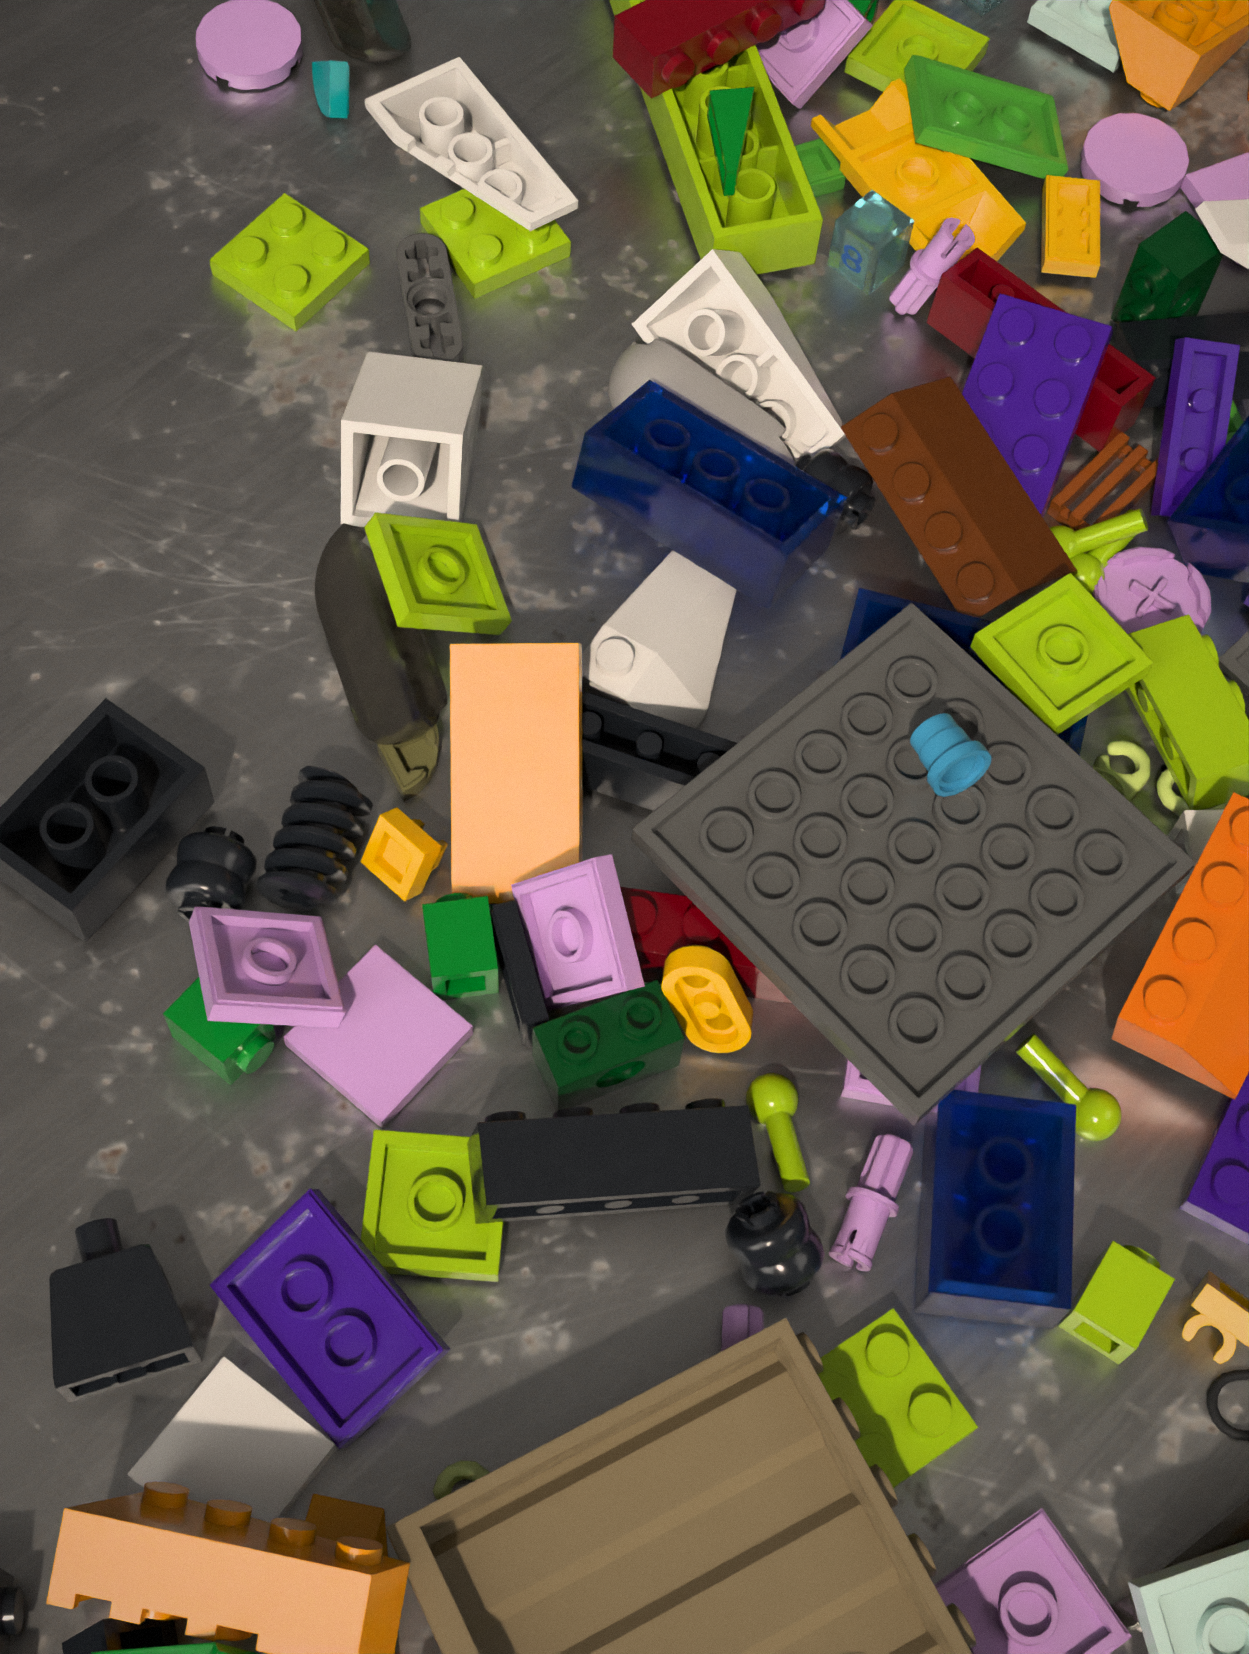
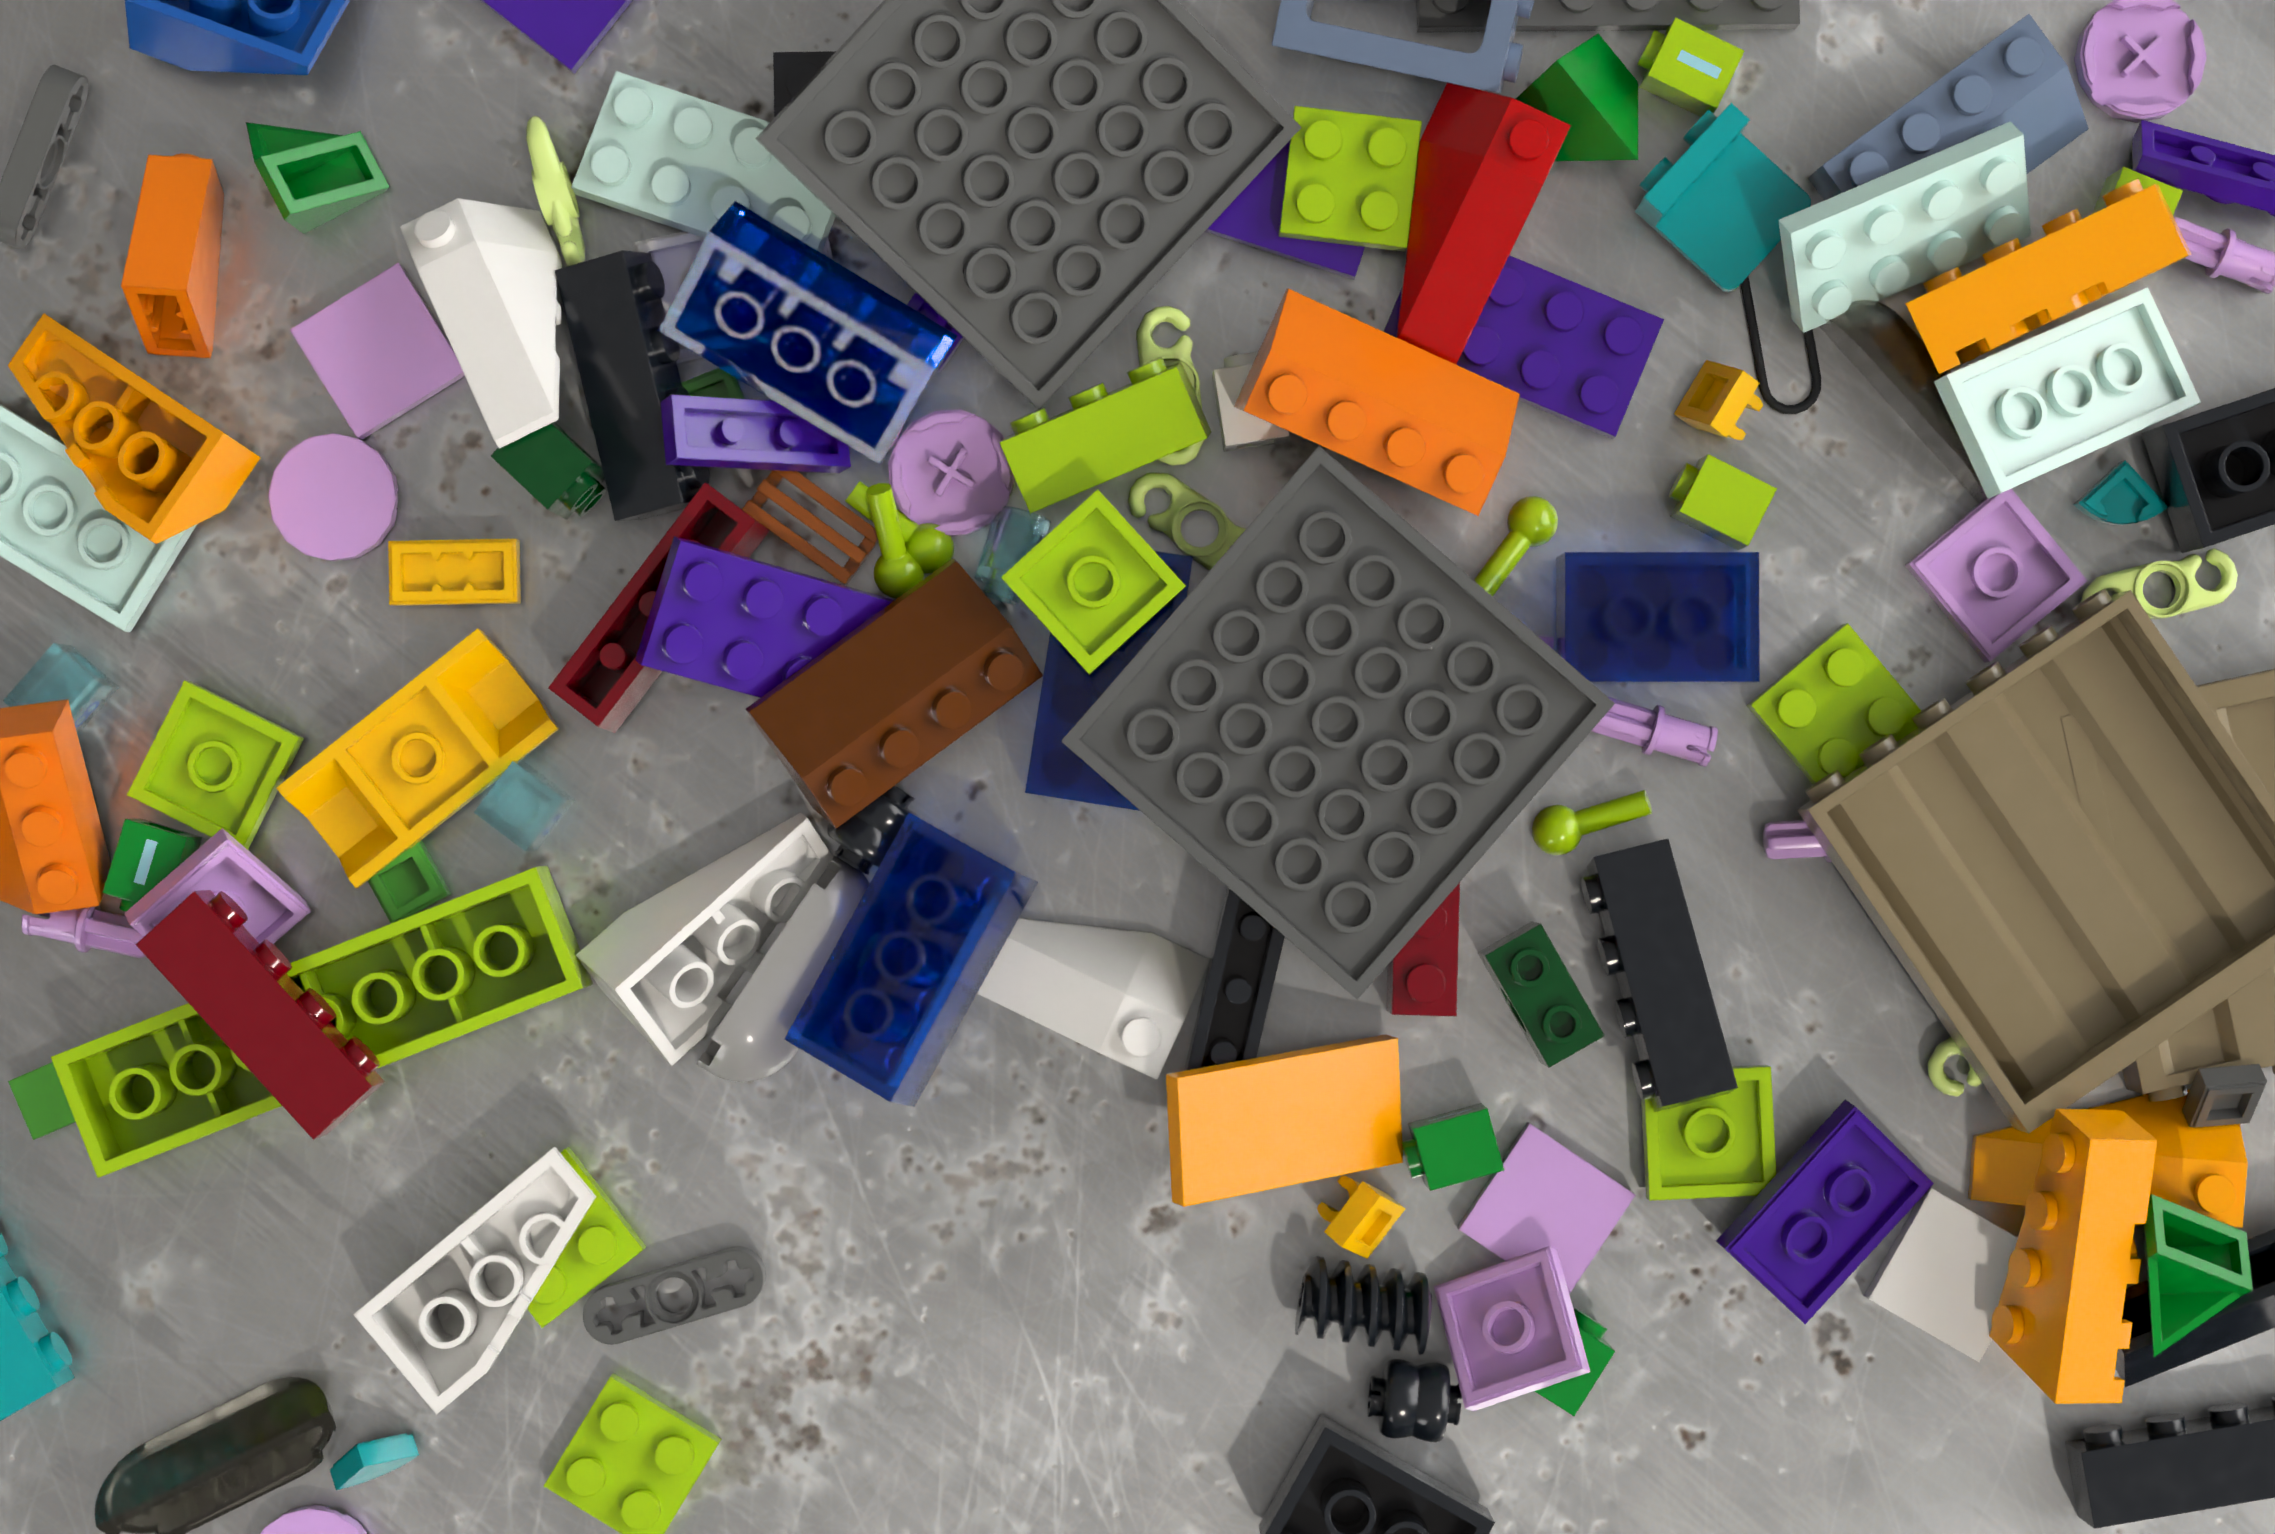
camera: 95 degrees left, 25 degrees up
(114, 1316) = (1847, 1400): black torso -> none
(382, 667) = (1126, 1280): clear smoke brick -> none
(409, 438) = (873, 1287): white slope -> none
(412, 762) = (1244, 1226): olive tile -> none
(437, 574) = (1045, 1232): lime plate -> none
(518, 970) = (1475, 1086): black tile -> none
(578, 933) = (1448, 1038): lavender tile -> none
(707, 999) = (1489, 905): yellow plate -> none
(728, 124) = (425, 986): green piece -> none
(774, 1243) = (1713, 819): black piece -> none
(929, 265) = (569, 734): lavender axle -> none
(949, 755) = (1249, 698): dark azure piece -> none
(984, 118) = (322, 681): bright green tile -> none

